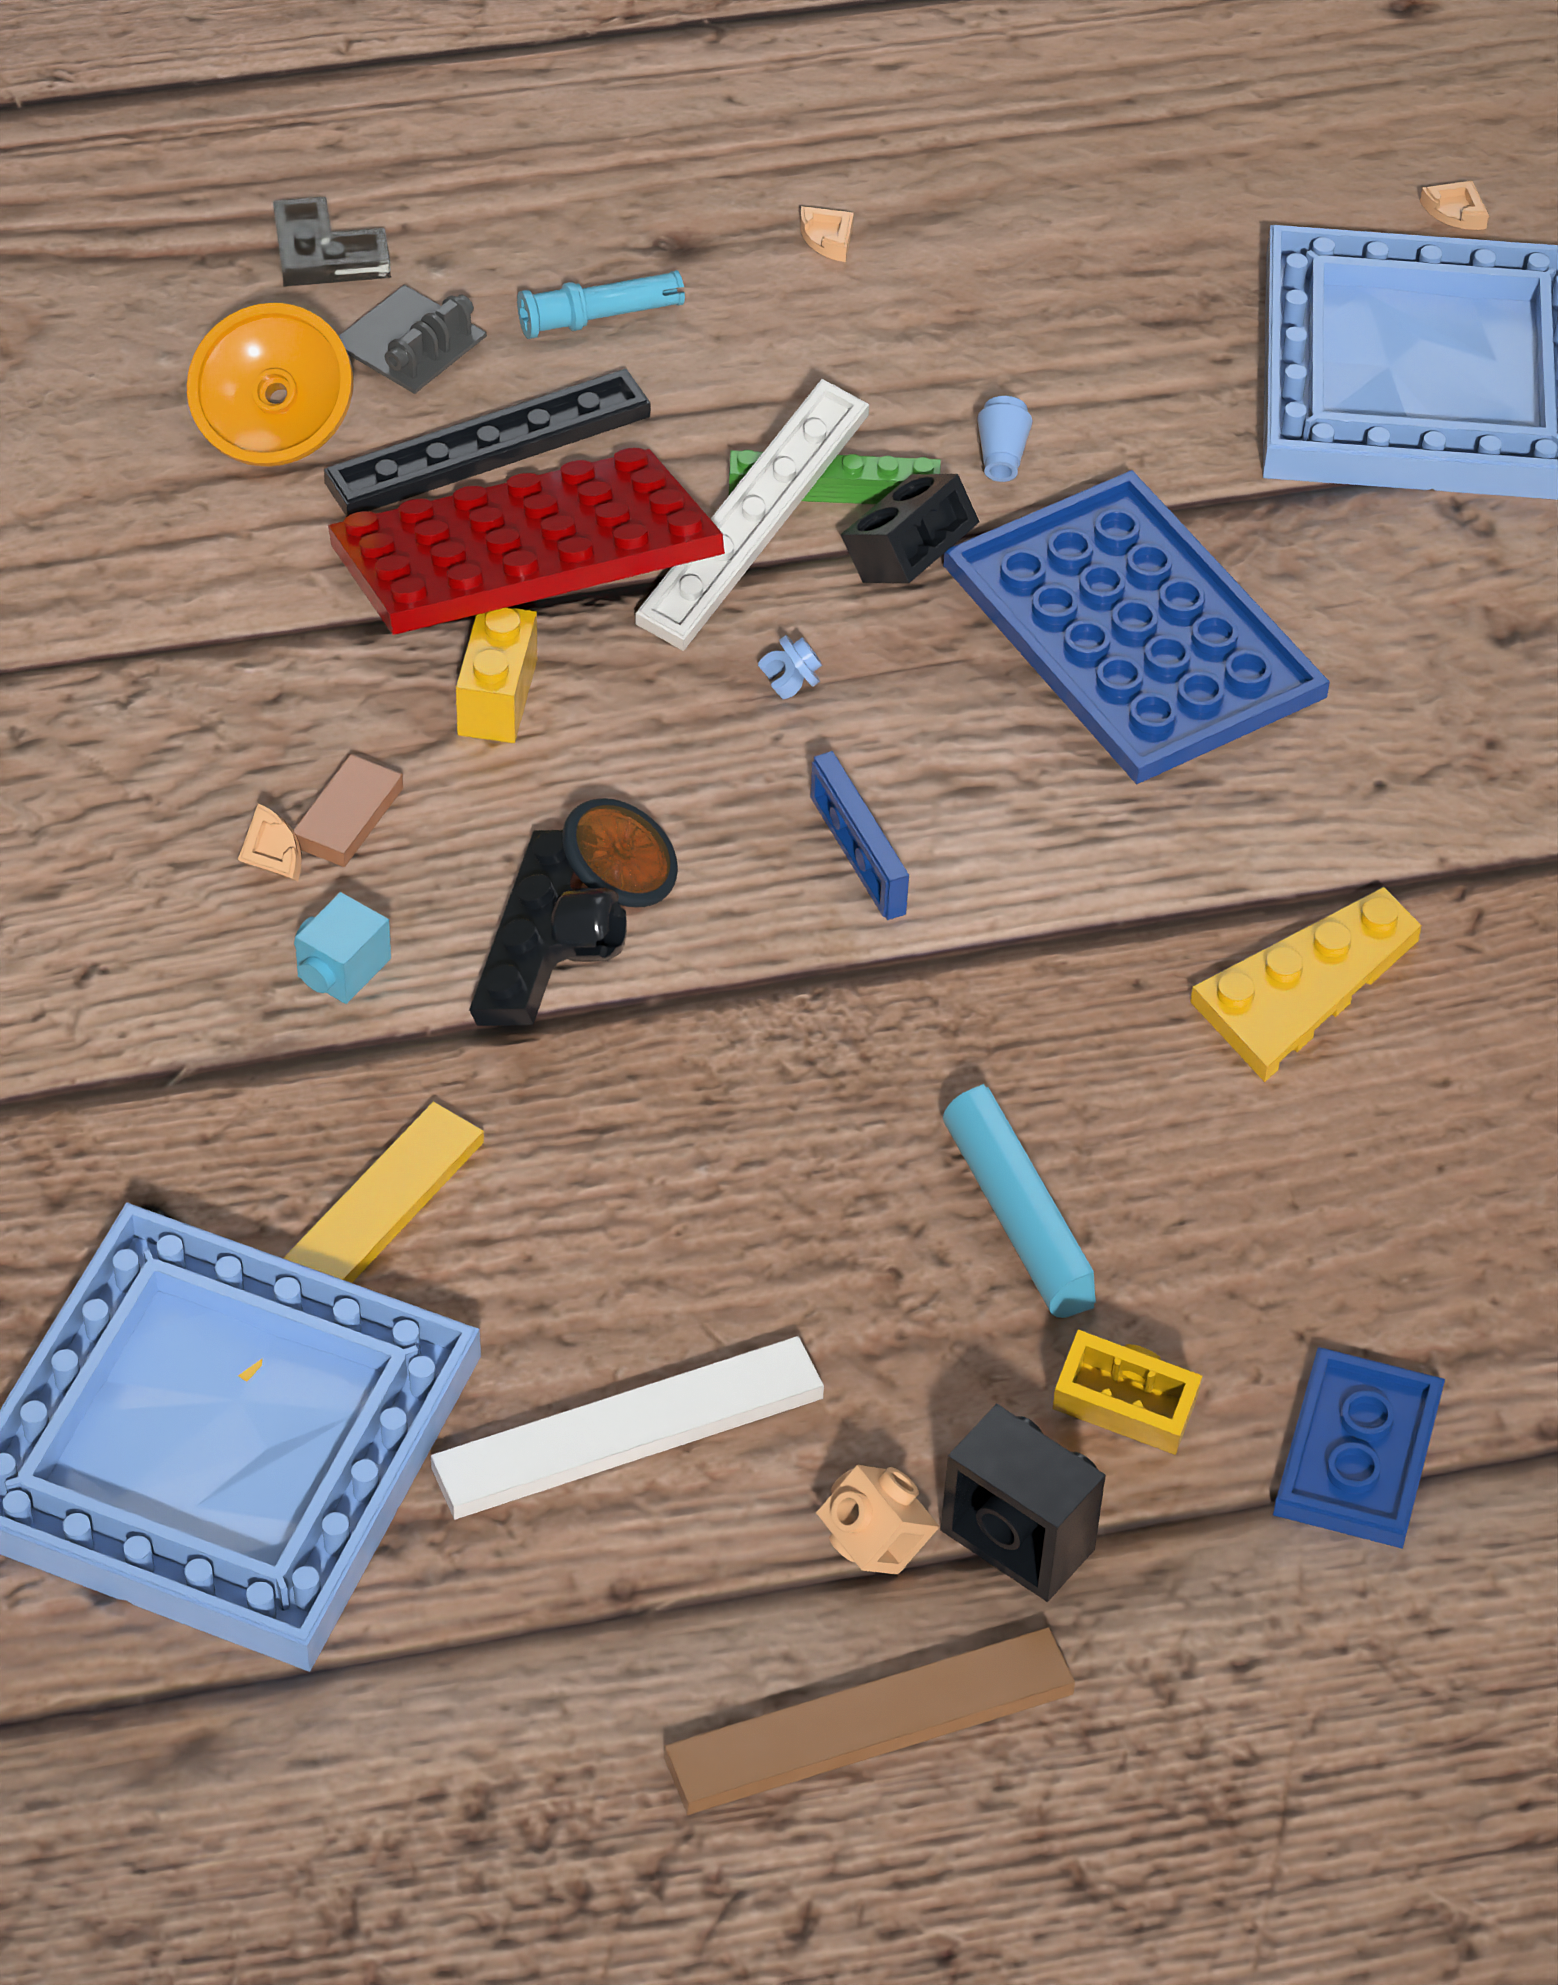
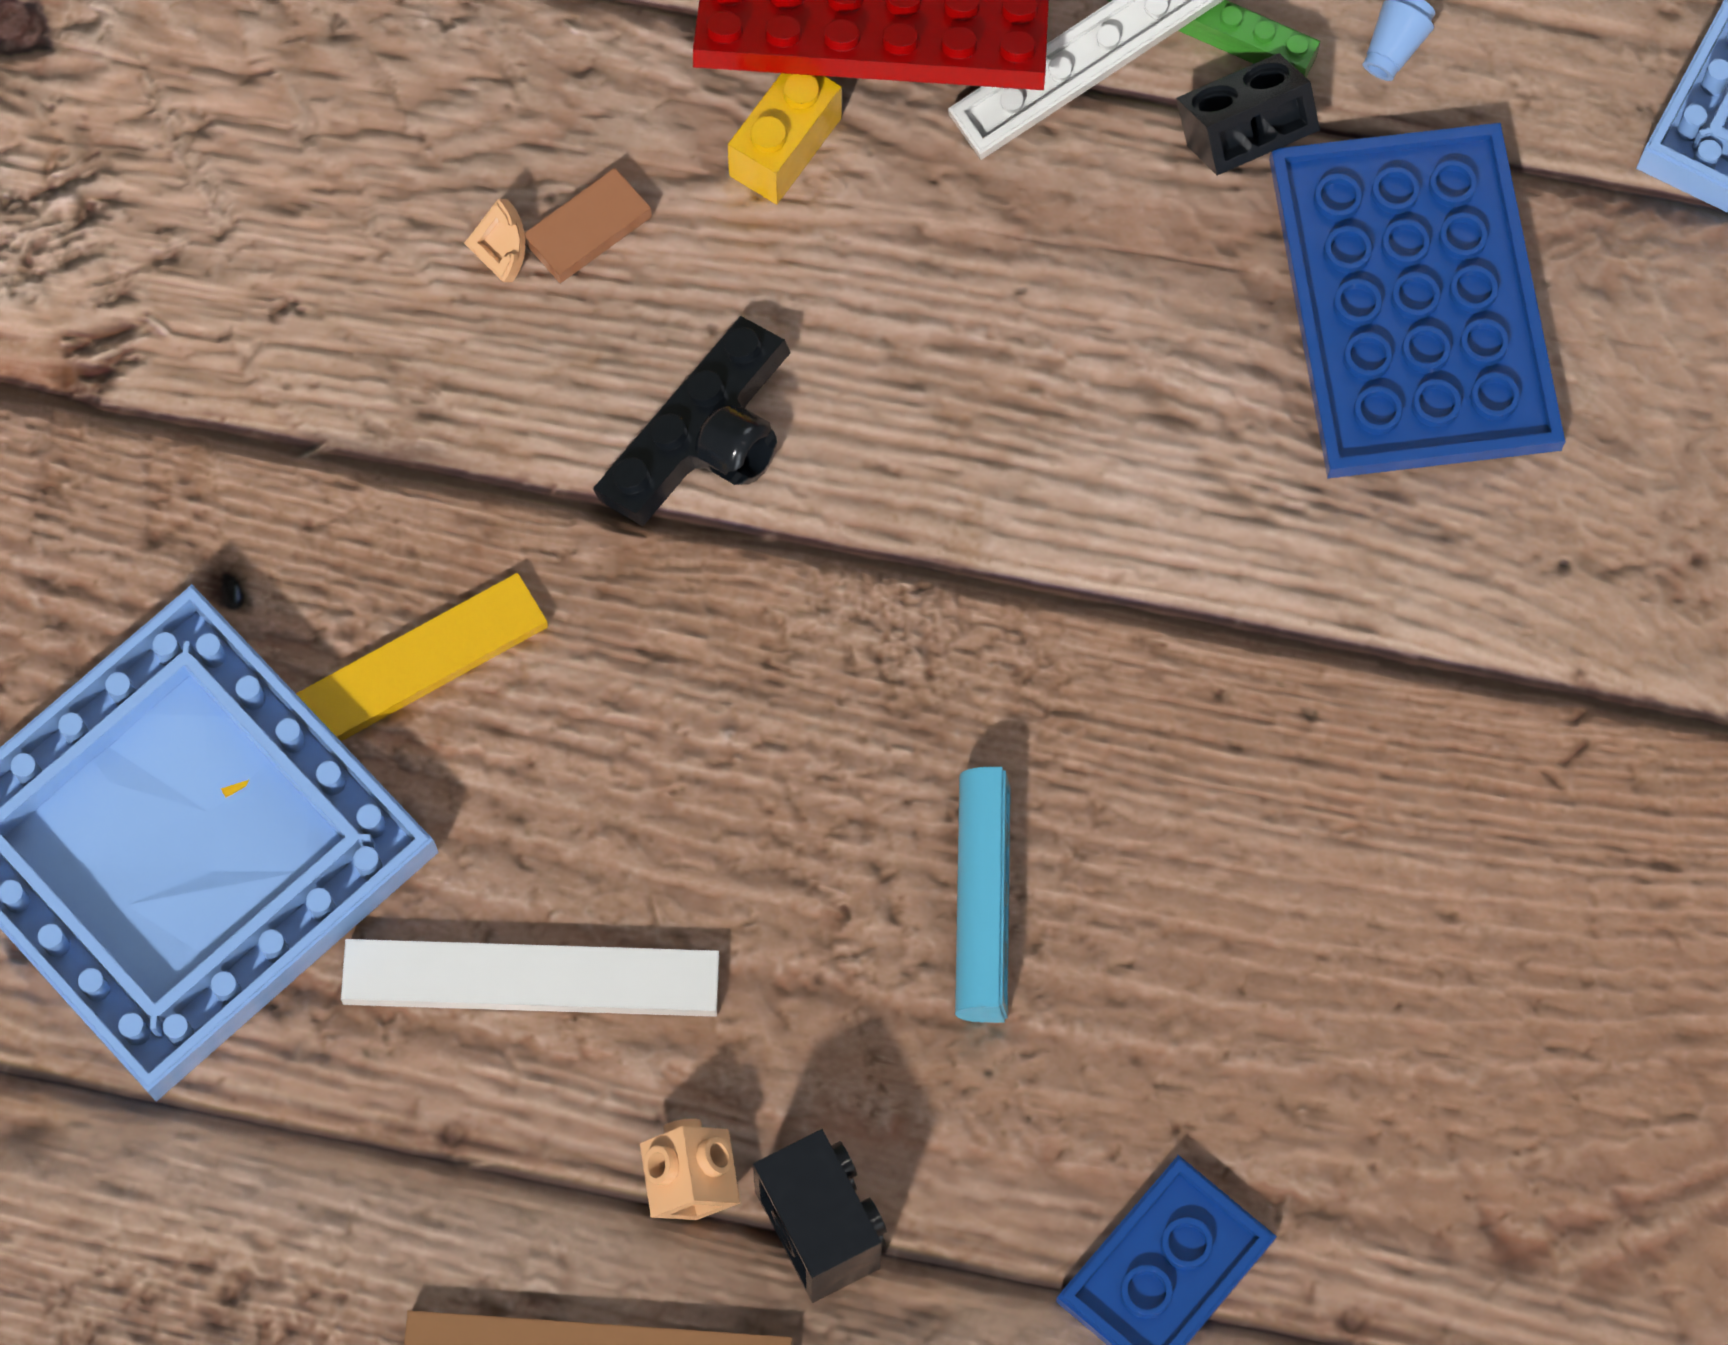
camera: 25 degrees right, 20 degrees up
(342, 948) = (506, 380): medium azure brick -> none
(620, 851) = (804, 374): clear orange wheel -> none
(798, 663) = (1074, 223): light blue plate -> none
(859, 836) = (1032, 440): blue tile -> none
(1127, 1391) = (972, 1138): yellow brick -> none
(1294, 985) = (1353, 761): yellow wing -> none

